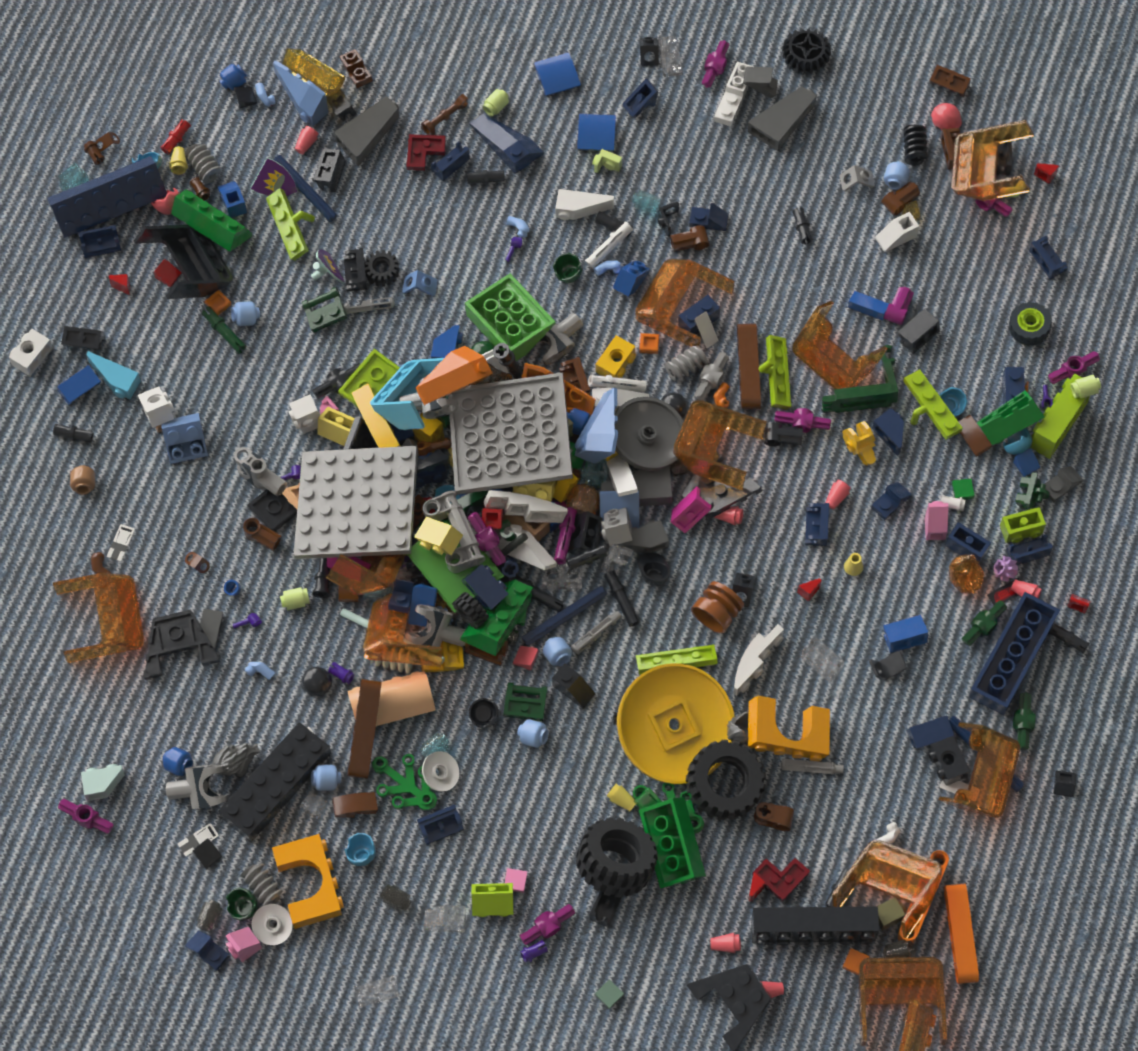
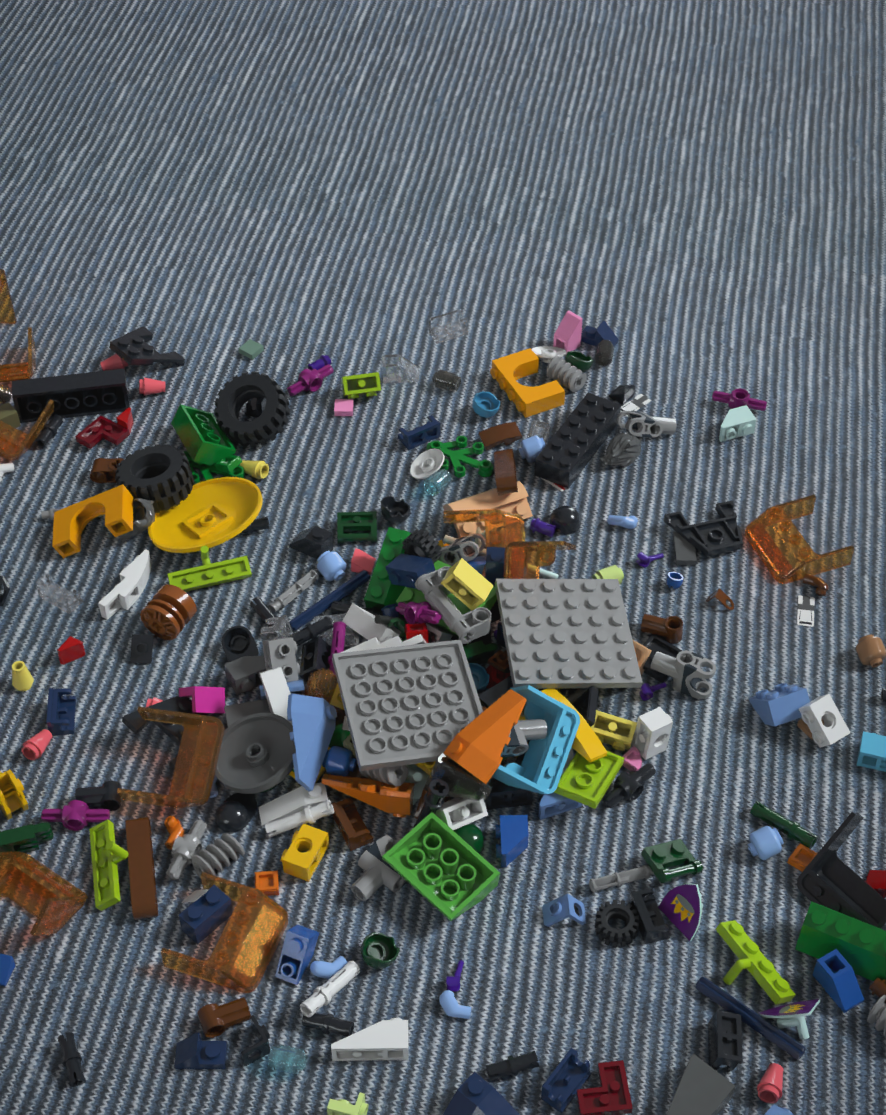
camera: 170 degrees right, 20 degrees down
(176, 760) = (673, 444): blue head -> none
(533, 733) = (345, 501): light blue head -> none

